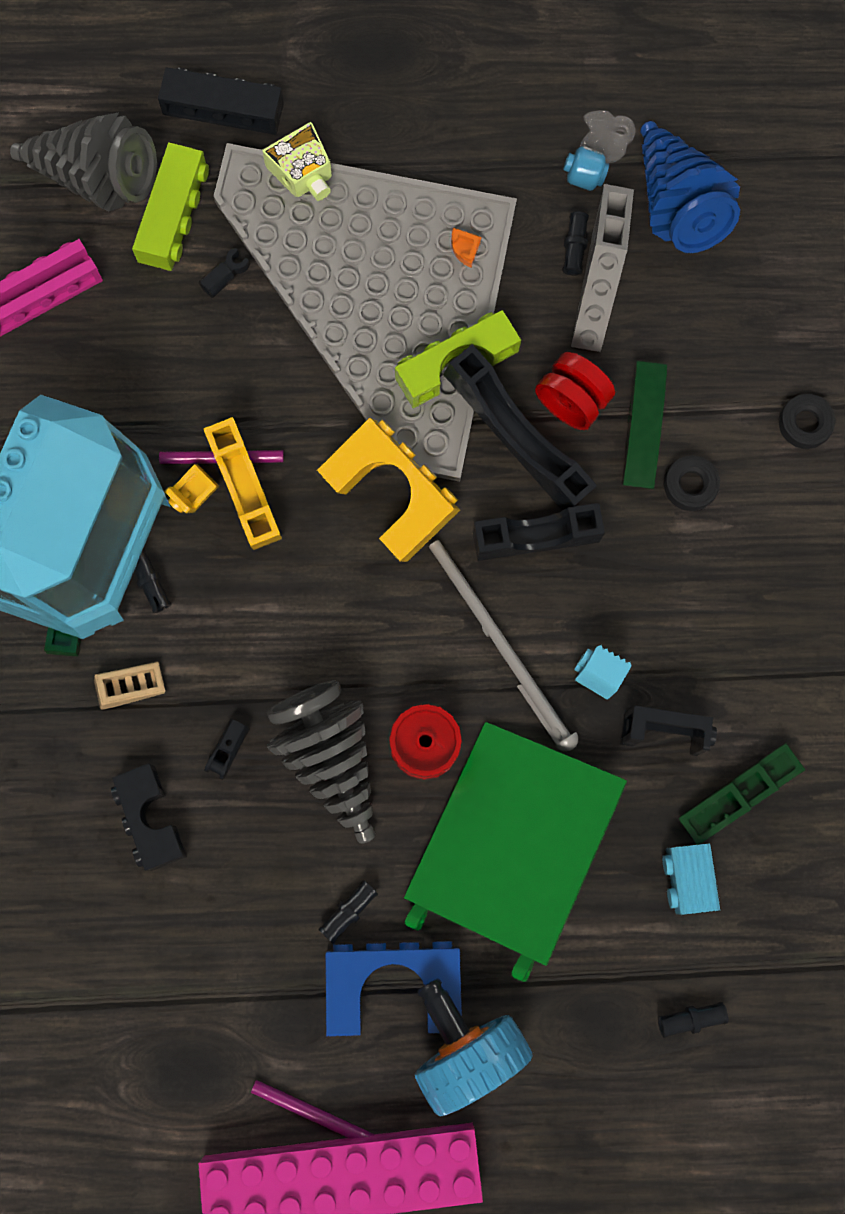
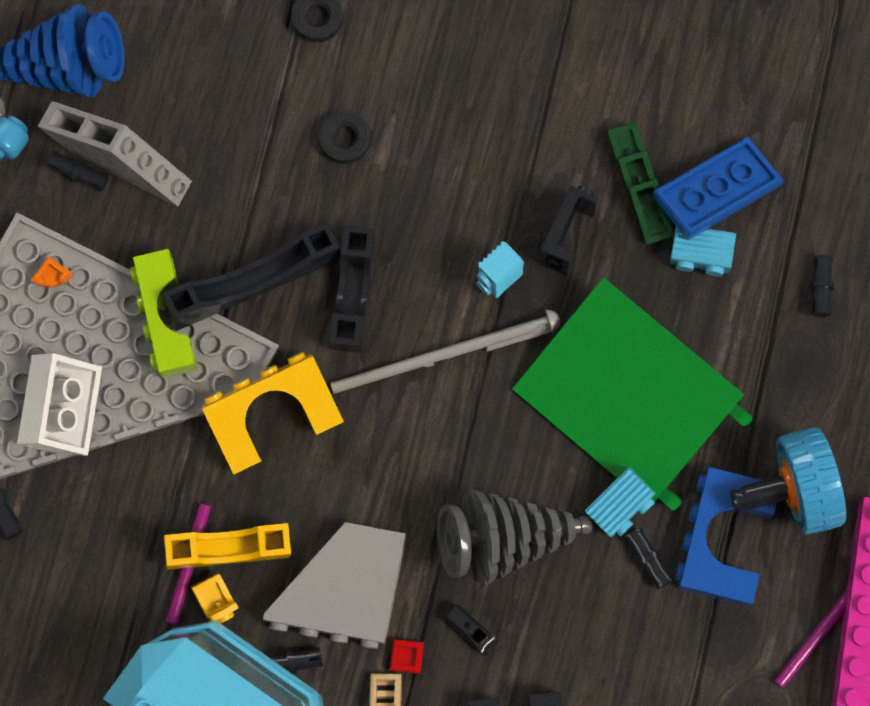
camera: 65 degrees left, 0 degrees up
(184, 692) = (406, 656): none -> red tile
(234, 612) = (345, 588): none -> light grey slope
(338, 289) = (59, 404): none -> white slope
(397, 866) = (621, 502): none -> medium azure brick
(425, 761) = (517, 464): red wheel -> none
(575, 390) = (229, 214): red wheel -> none
(645, 424) = (277, 161): dark green slope -> none
(762, 877) = (717, 188): none -> blue tile

